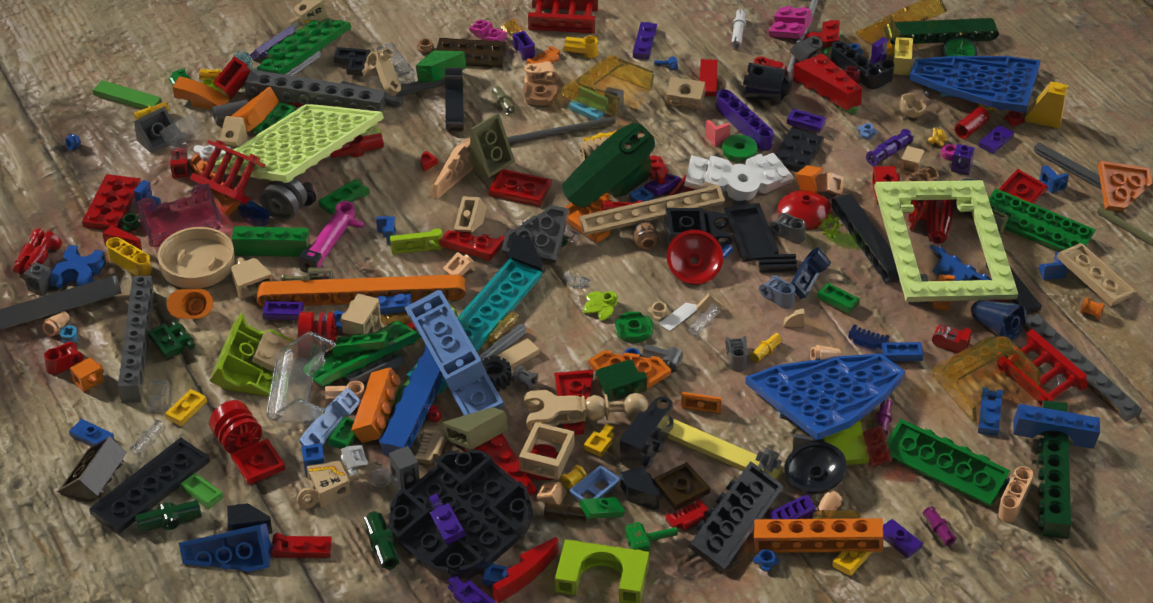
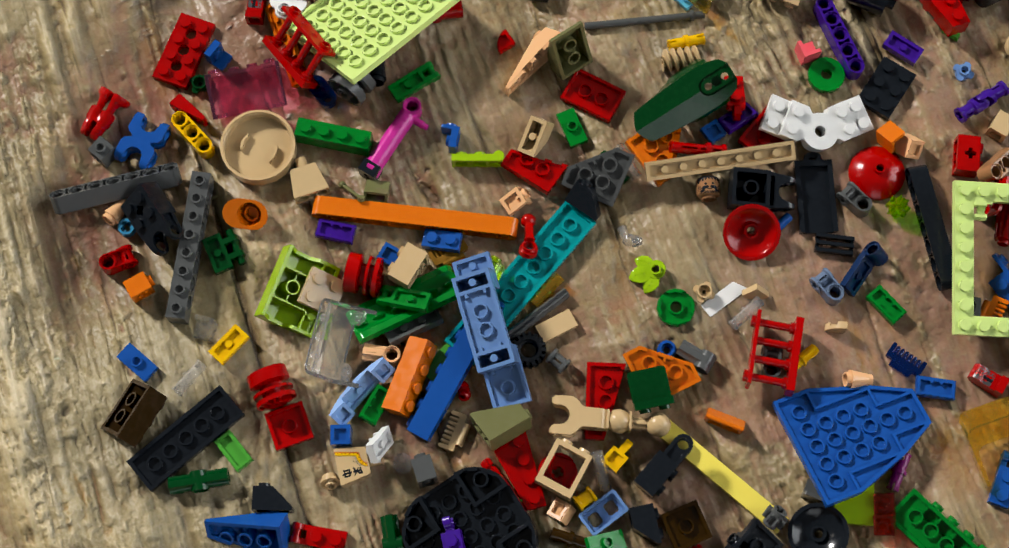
camera: 10 degrees right, 30 degrees up
(94, 313) = (152, 216): none -> black brick
(478, 291) = (528, 221): none -> red piece
(504, 211) = (571, 128): none -> green plate
(585, 451) = (601, 470): none -> clear pin
(754, 333) = (793, 347): none -> red fence

